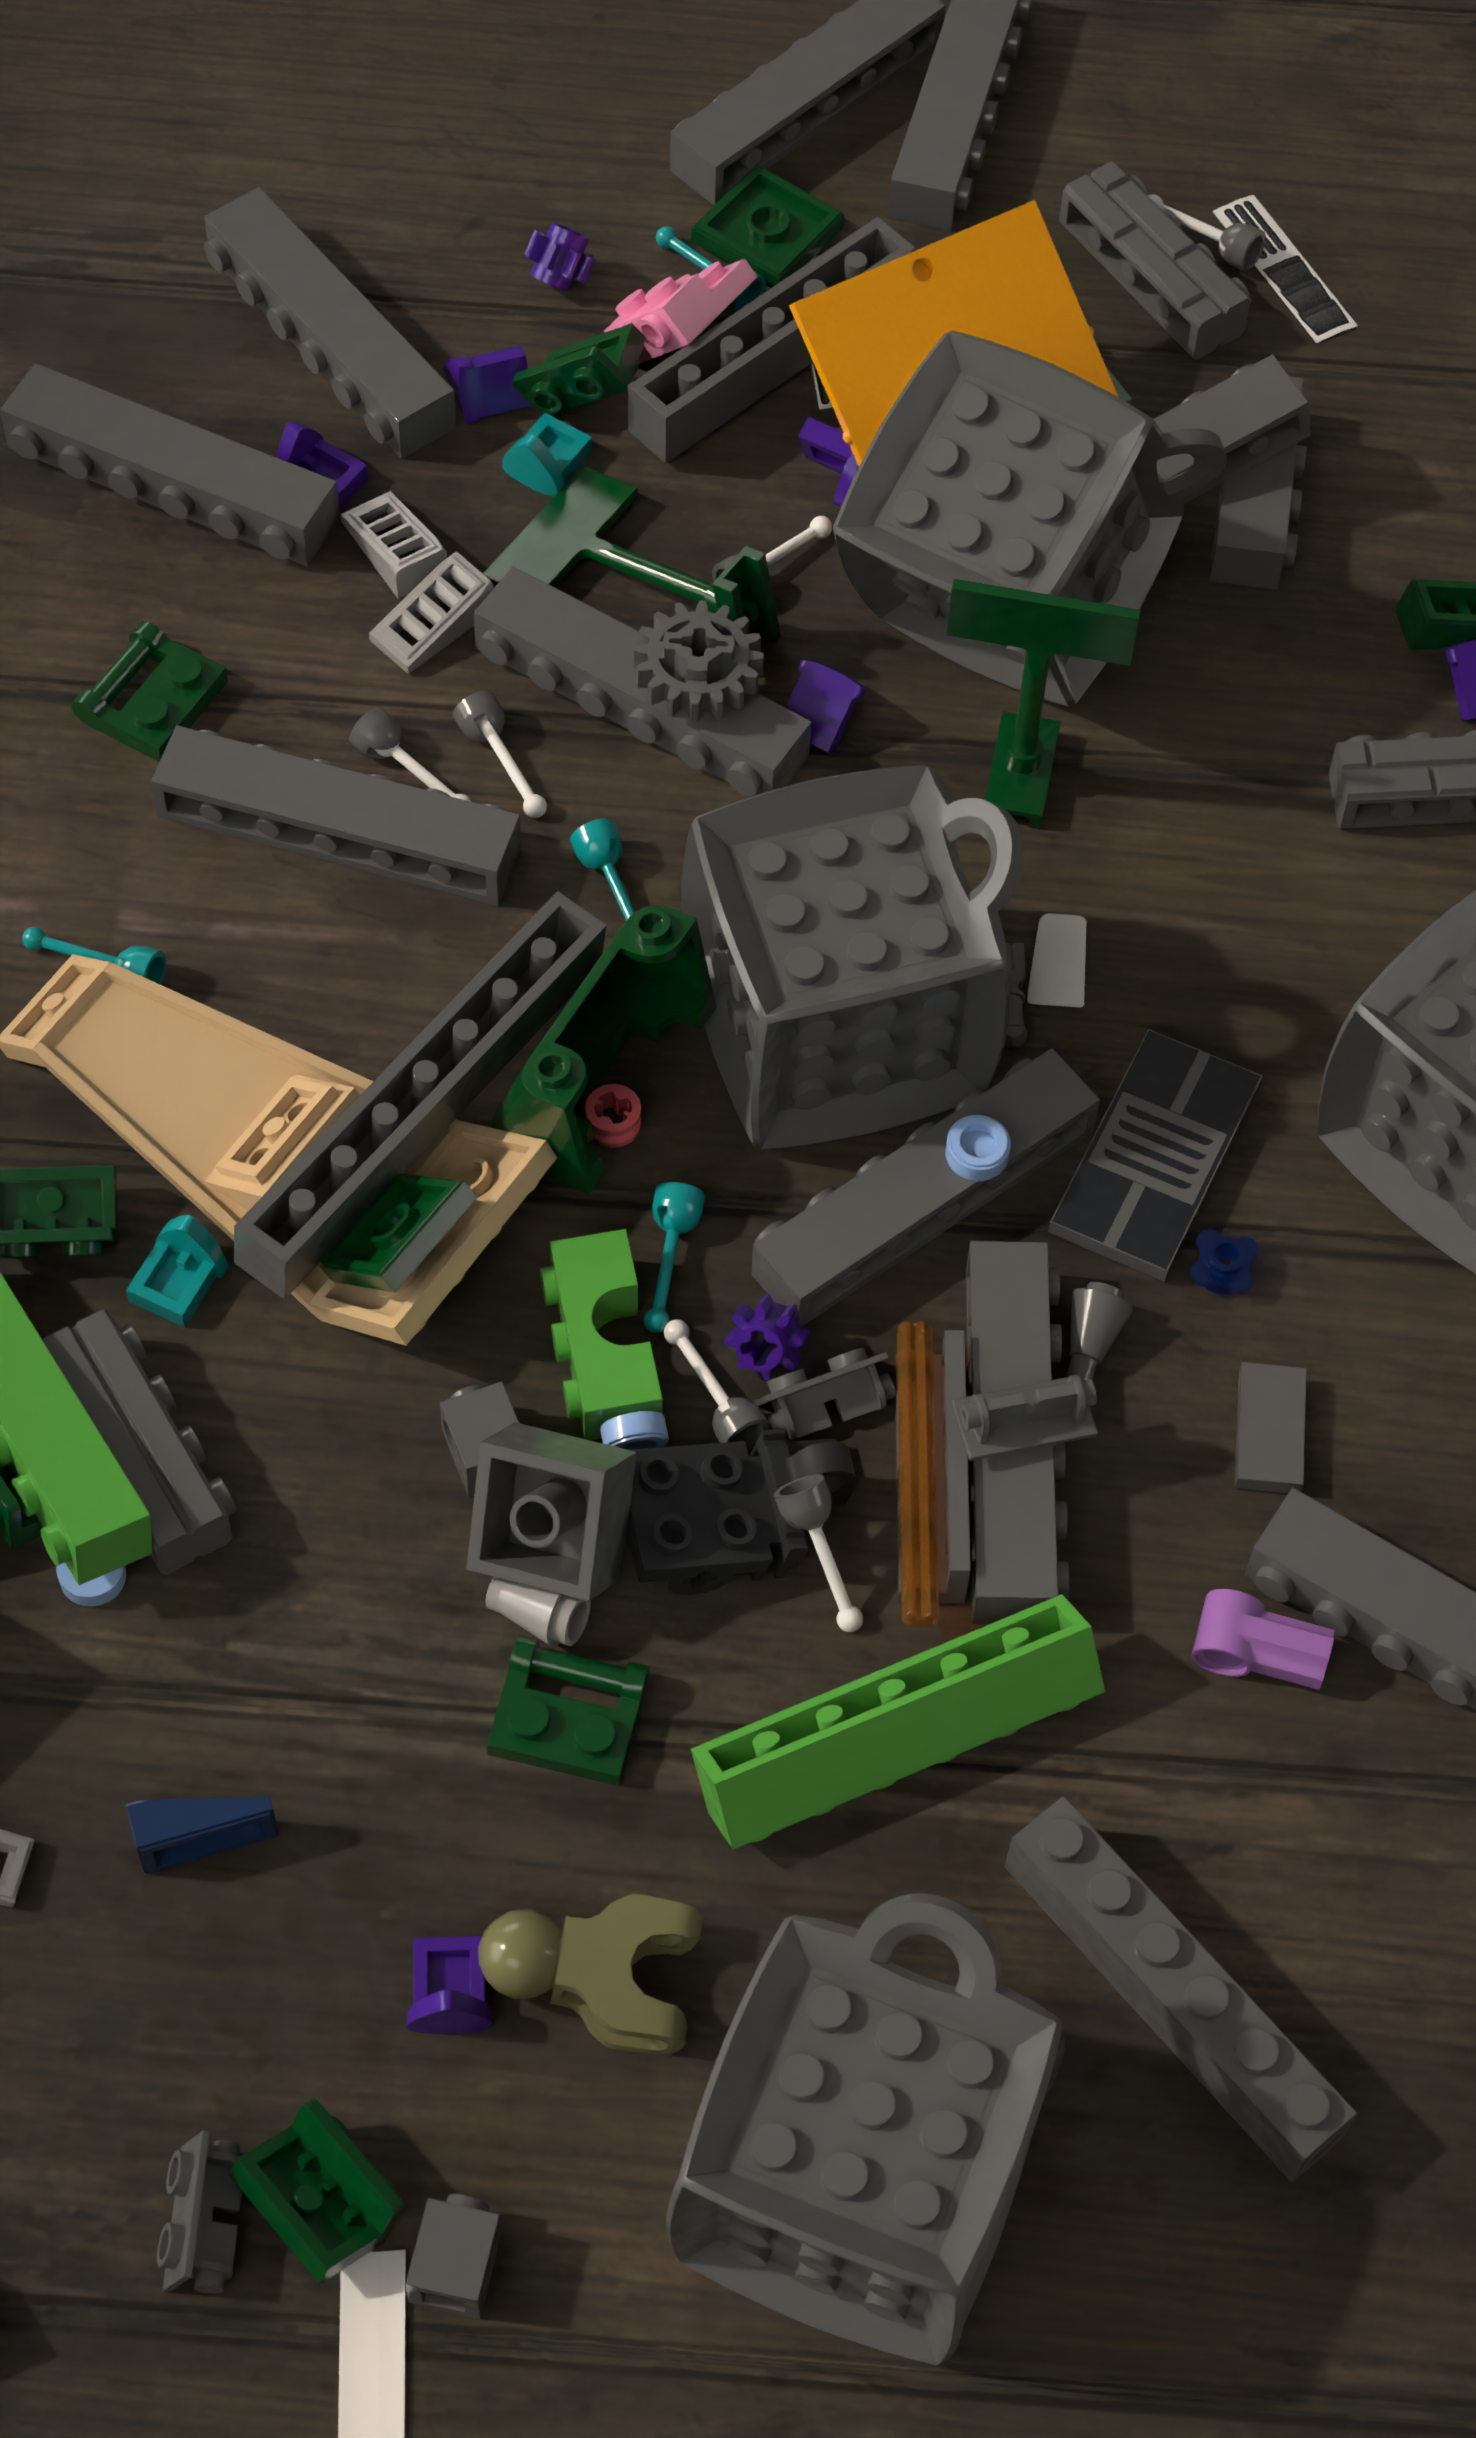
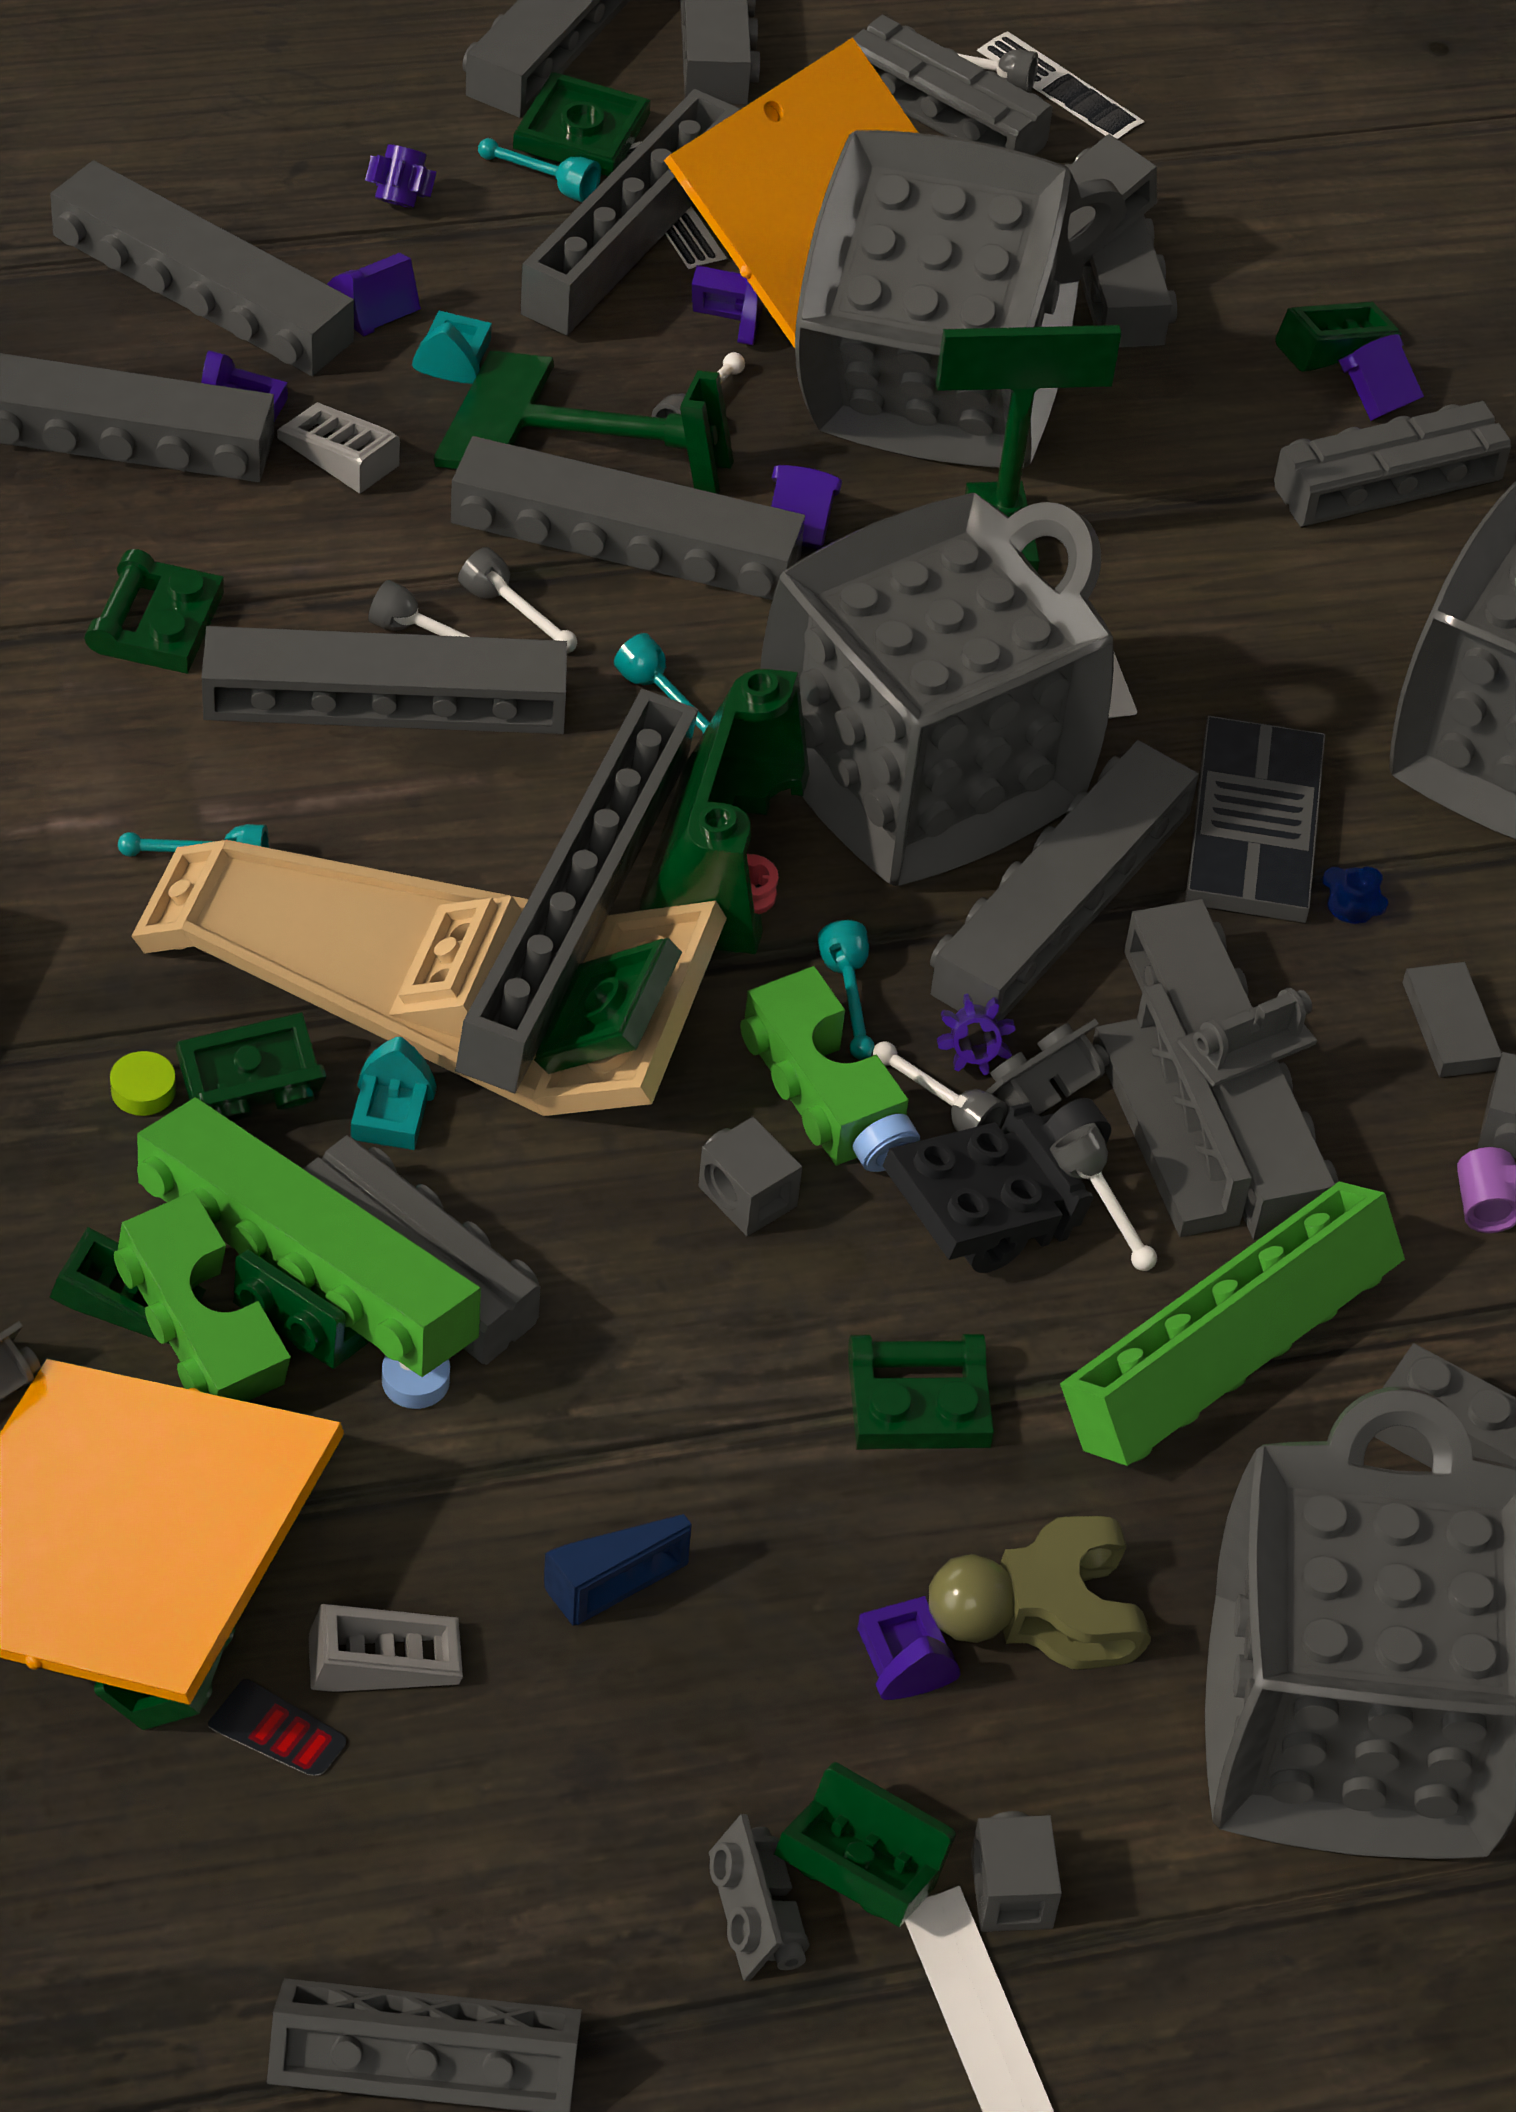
camera: 20 degrees left, 10 degrees down
(451, 582) = (413, 464): light grey slope -> none
(542, 1613) = (859, 1306): light grey cone -> none
(551, 1511) = (850, 1210): dark grey brick -> none
(583, 371) = (467, 265): dark green bracket -> none
(681, 309) = (534, 200): bright pink plate -> none
(698, 660) = (687, 477): dark grey gear -> none
(917, 1475) = (1162, 1118): clear orange axle -> none
(977, 1147) = (1109, 831): light blue tile -> none
(1095, 1323) = (1264, 958): dark grey cone -> none

